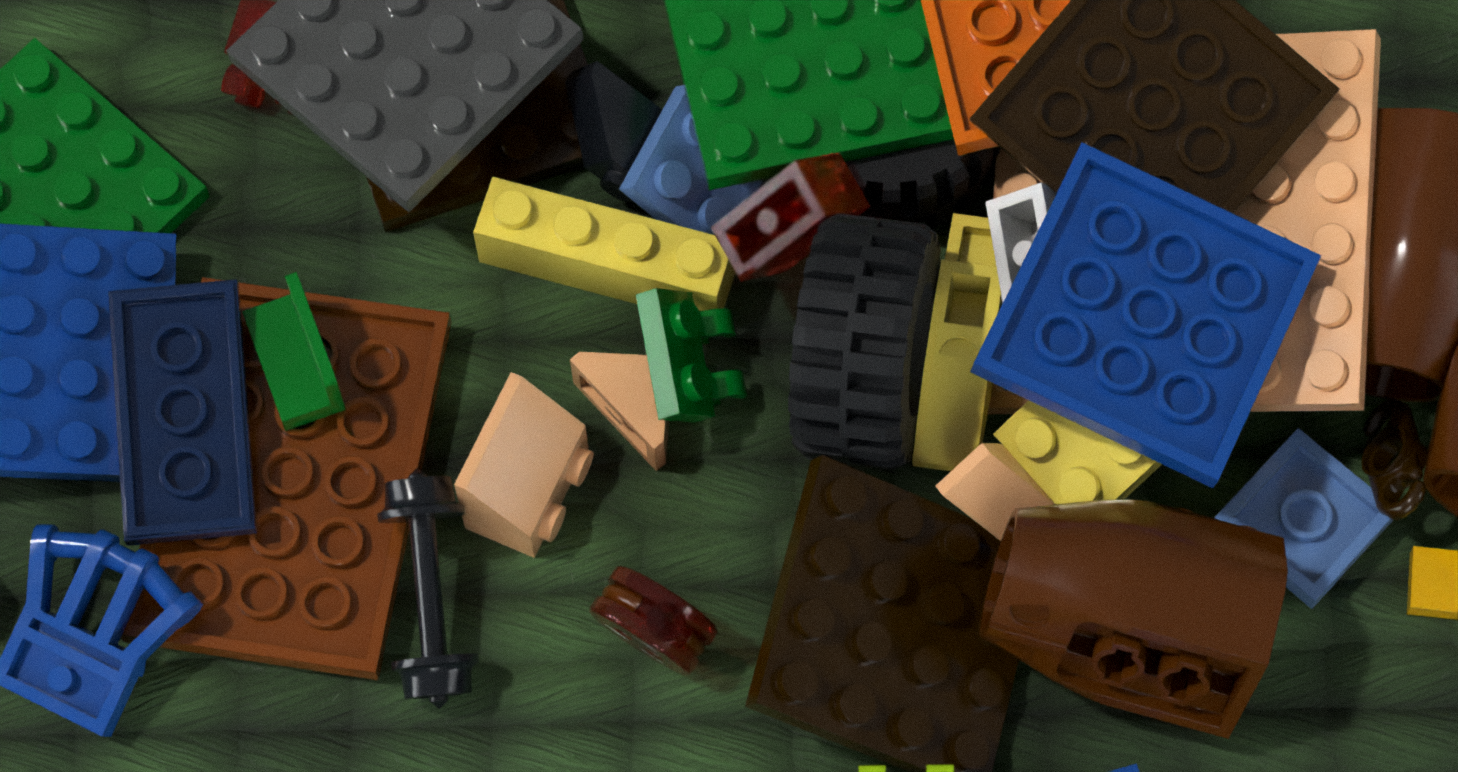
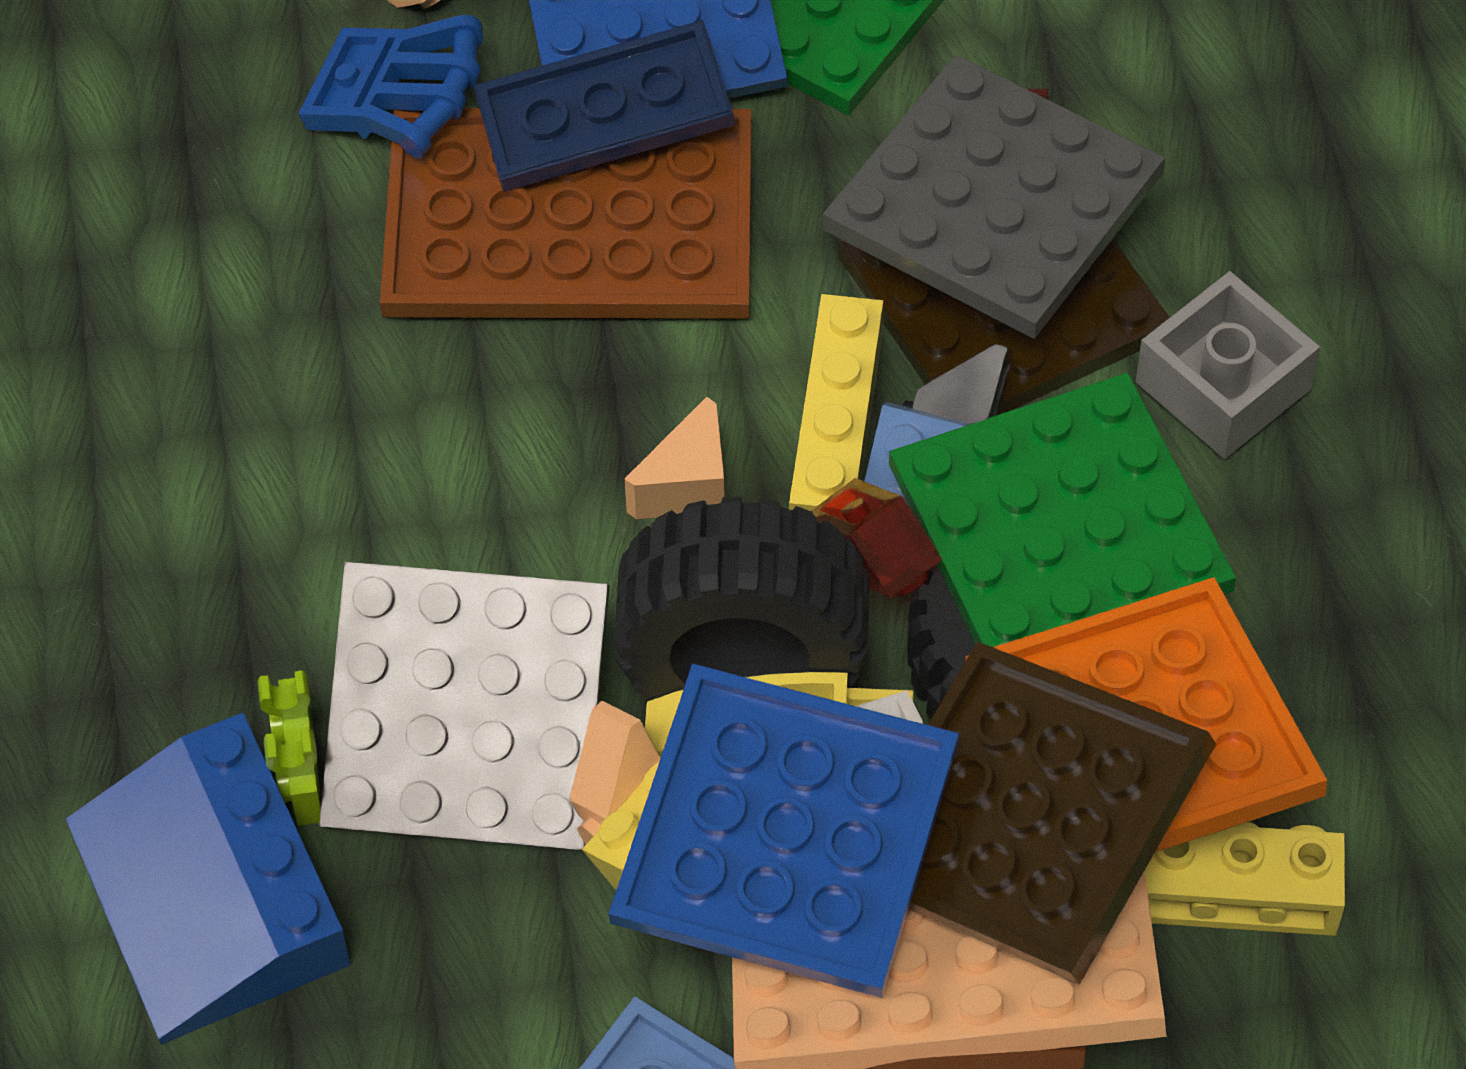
camera: 80 degrees right, 10 degrees down
(294, 358) = (677, 184): green panel -> none
(420, 502) = (386, 349): black piece -> none
(522, 468) = (591, 375): light nougat slope -> none
(653, 620) = (451, 506): clear red head -> none
(675, 355) = (733, 466): green plate -> none
(1139, 606) = (501, 902): reddish brown animal -> none

